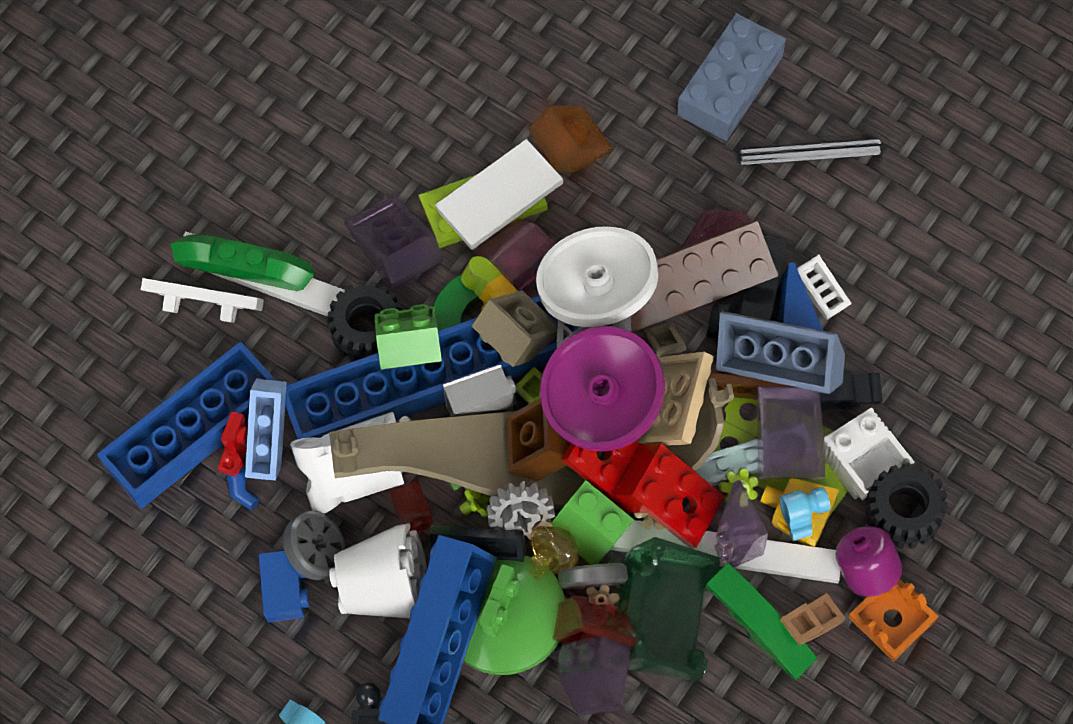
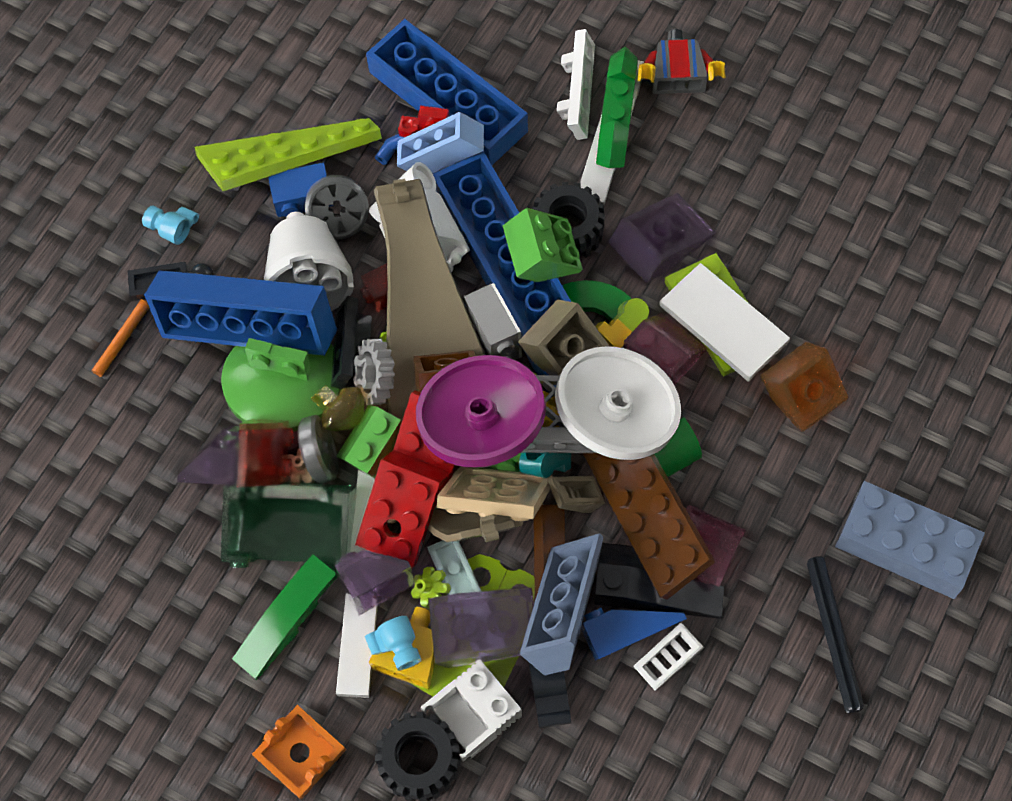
camera: 85 degrees right, 0 degrees up
(199, 197) = (679, 66): none -> torso
(236, 619) = (262, 156): none -> lime wing
(812, 619) = (288, 666): medium nougat slope -> none
(868, 561) = (348, 717): magenta head -> none

